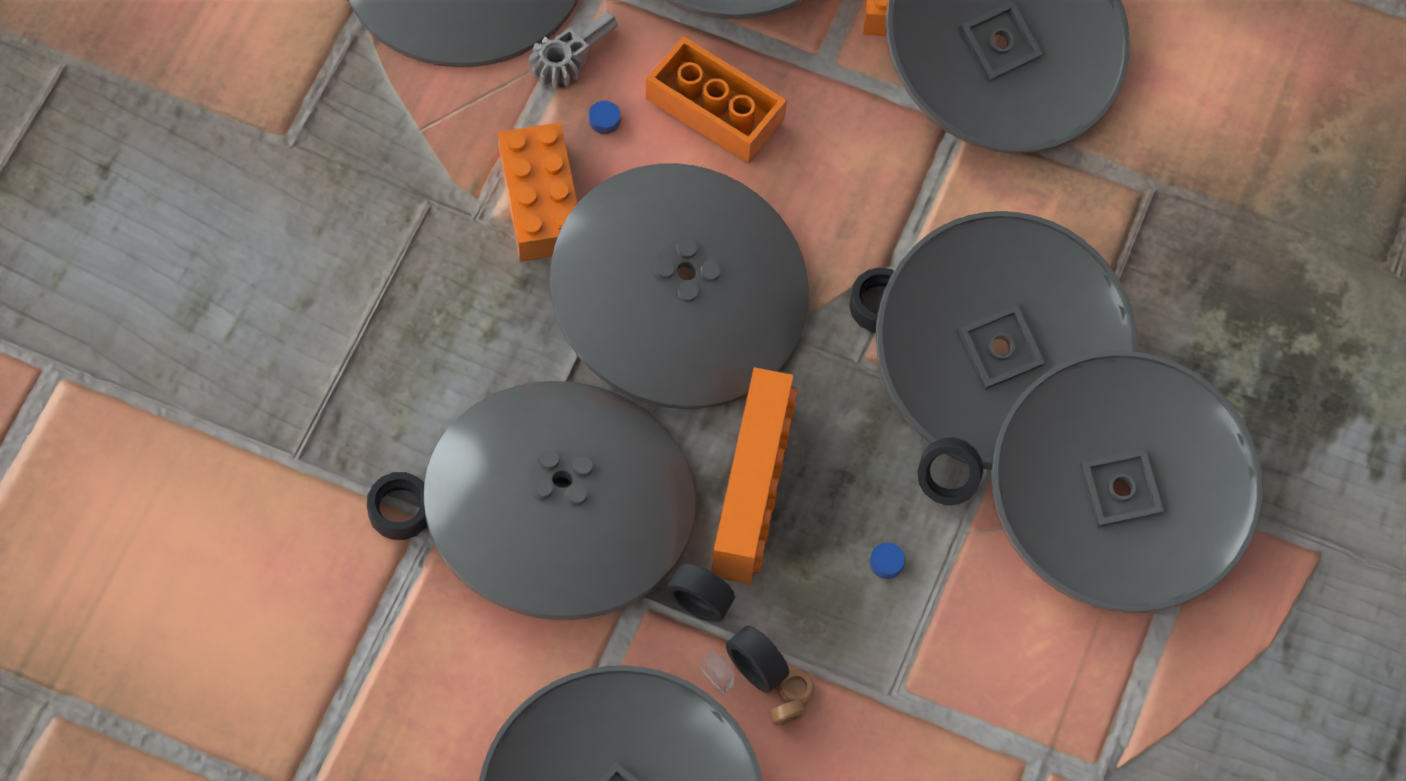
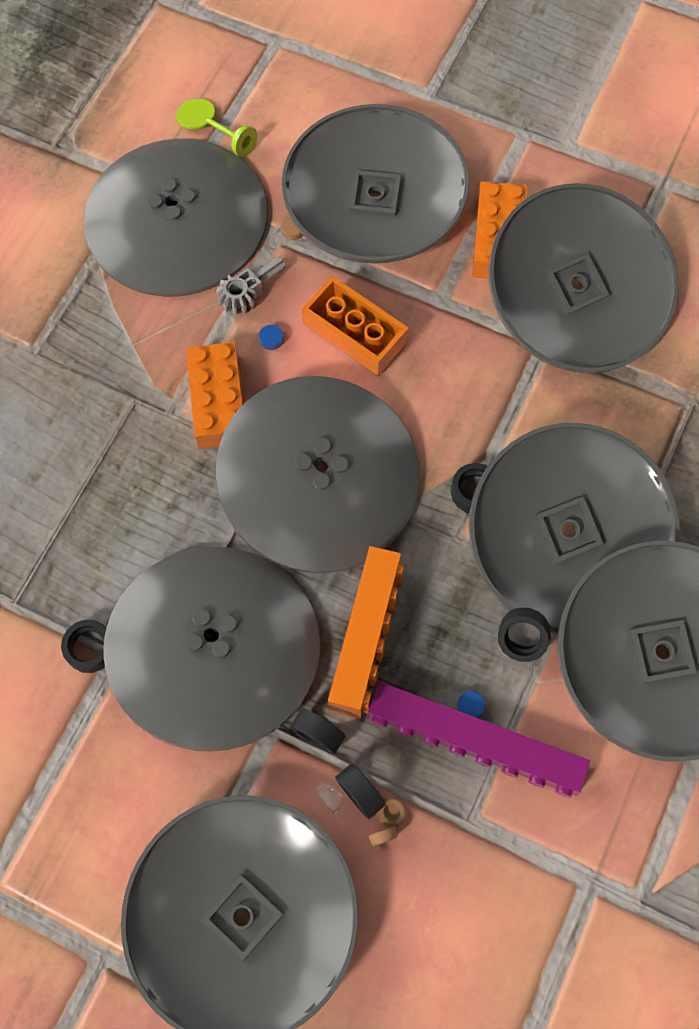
camera: 10 degrees right, 5 degrees up
(897, 597) = (478, 739): none -> magenta brick

